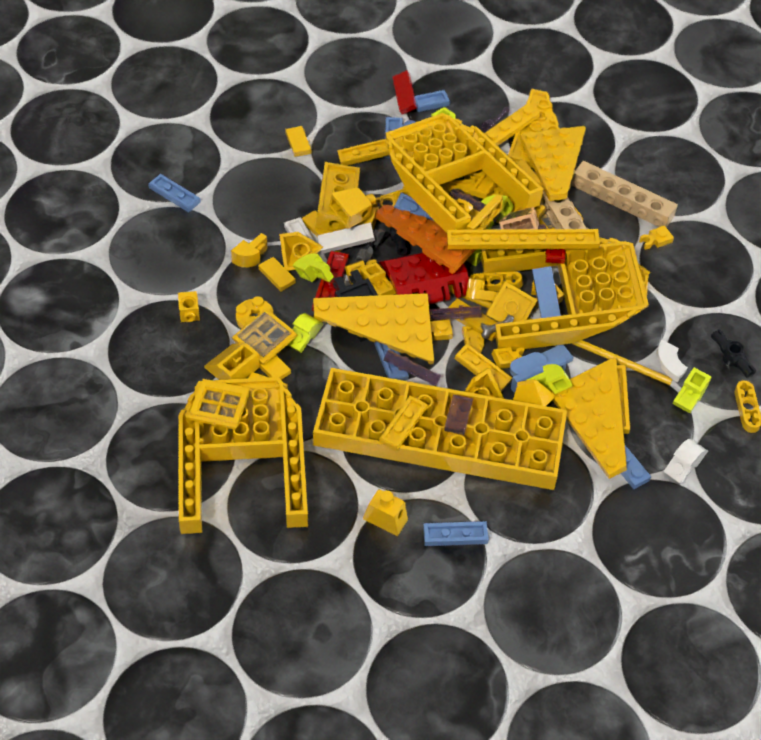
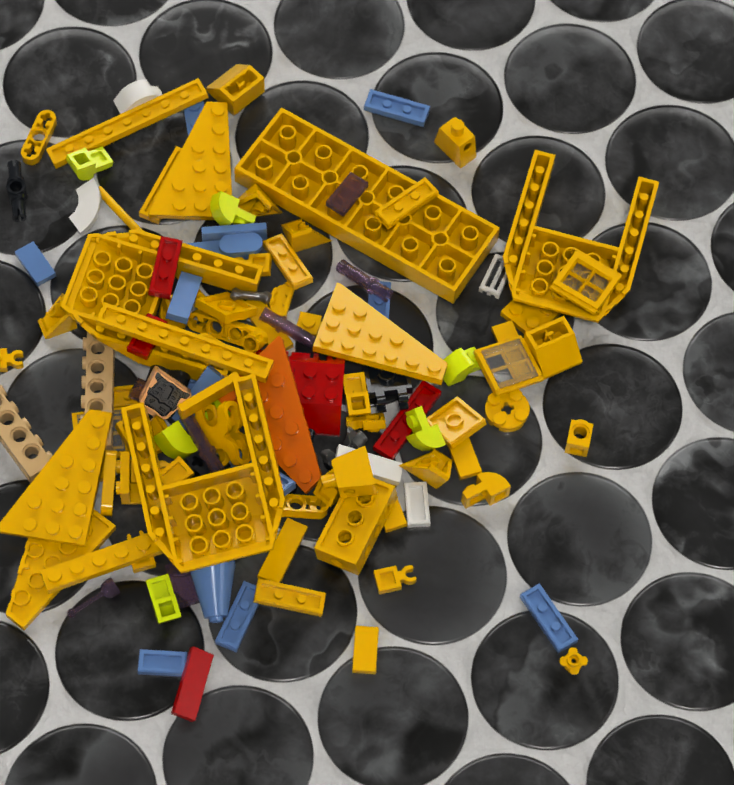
camera: 160 degrees left, 10 degrees up
(147, 171) = (571, 667): none -> yellow plate
(292, 289) = (456, 421): none -> yellow plate
(297, 180) = (390, 579): none -> yellow plate
(310, 413) = (490, 290): none -> white tile
(383, 177) = (284, 550): none -> yellow tile
(573, 302) = (165, 267): none -> red tile
(611, 498) = (237, 87): none -> yellow slope
(680, 309) = (35, 263): none -> medium blue tile
(685, 429) = (129, 121): none -> yellow plate

